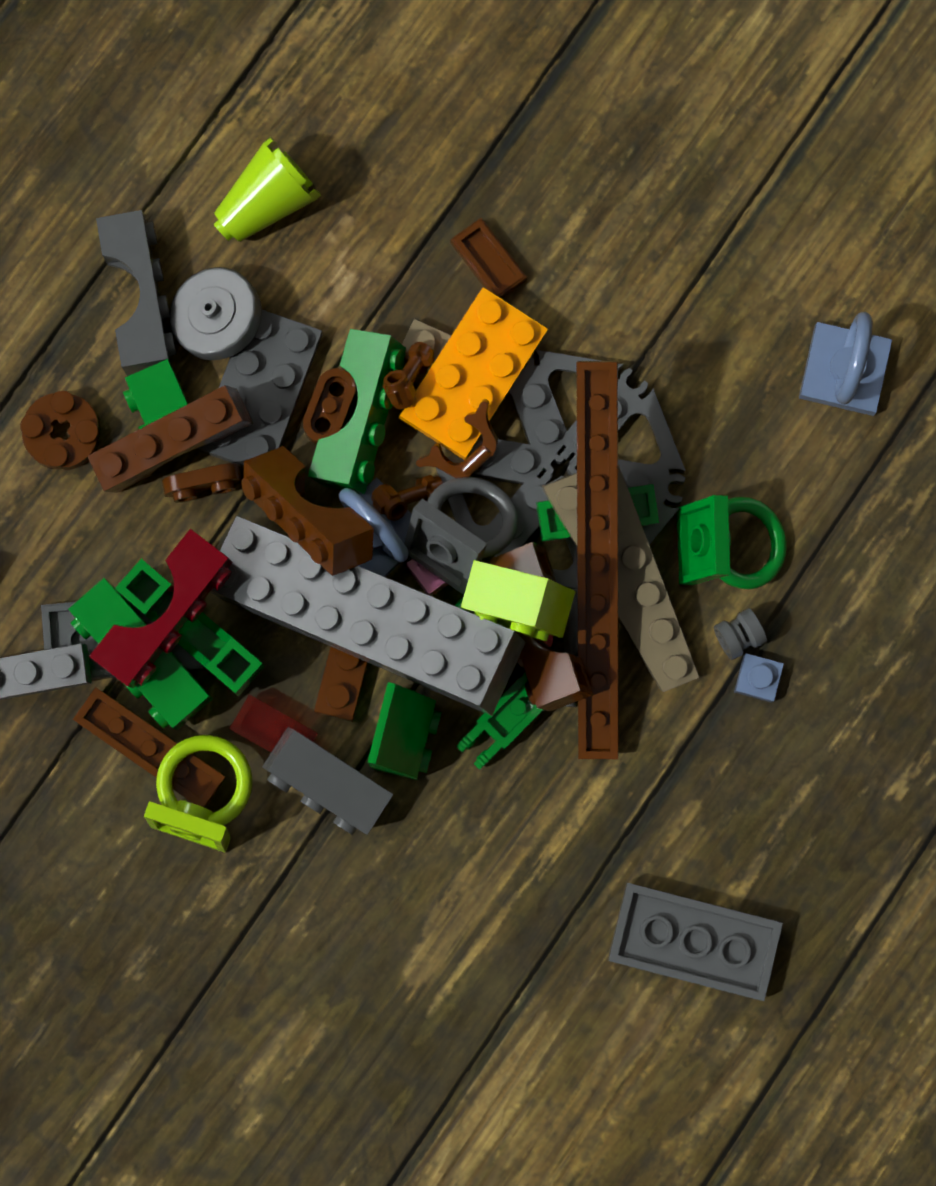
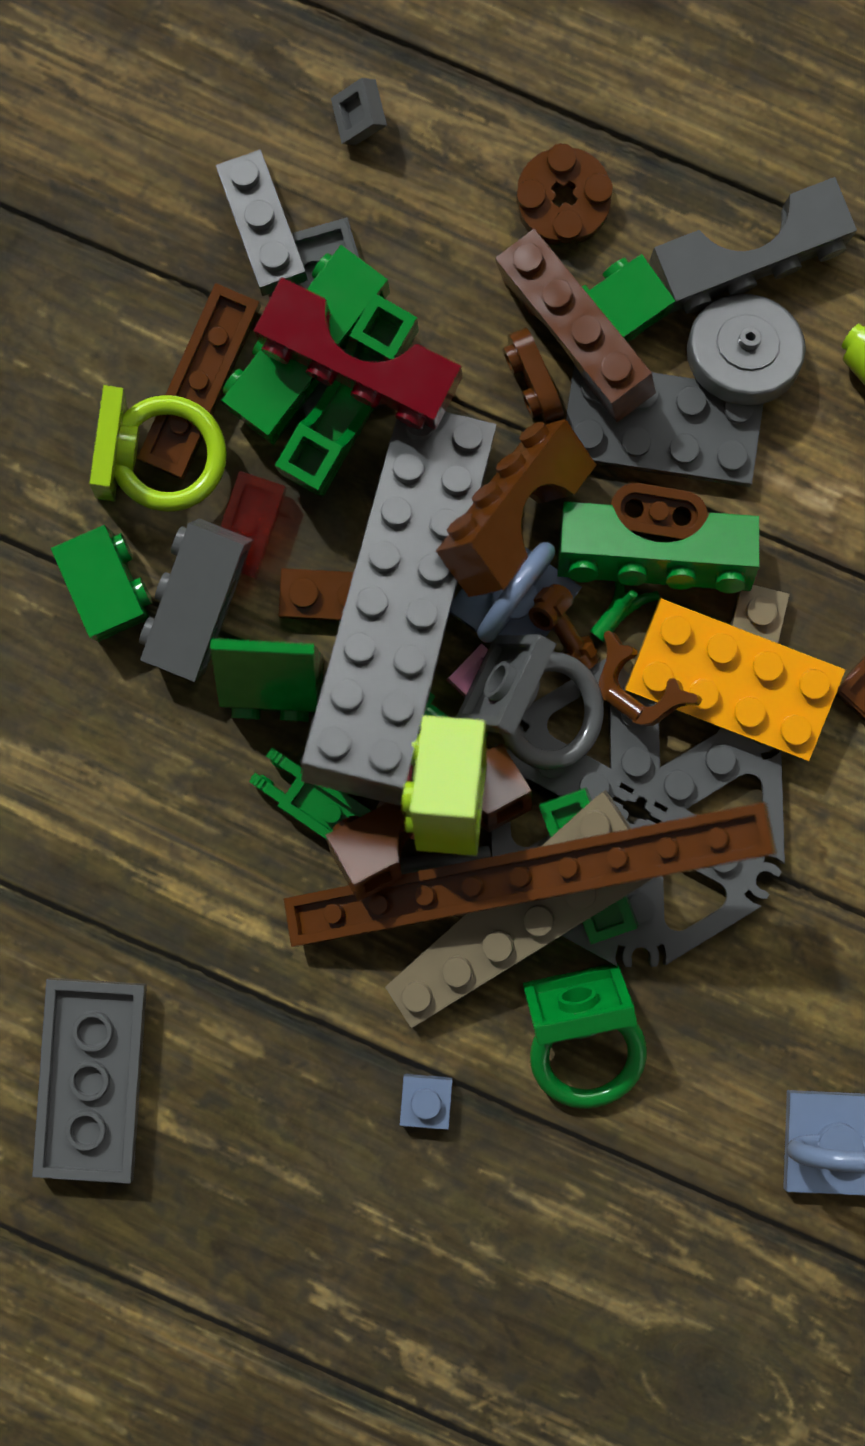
camera: 90 degrees right, 5 degrees up
(297, 856) = (102, 582): none -> green brick
(399, 383) = (700, 589): reddish brown bar -> none
(399, 451) = (619, 608): none -> green bar
(740, 634) = (467, 1060): dark grey wheel -> none

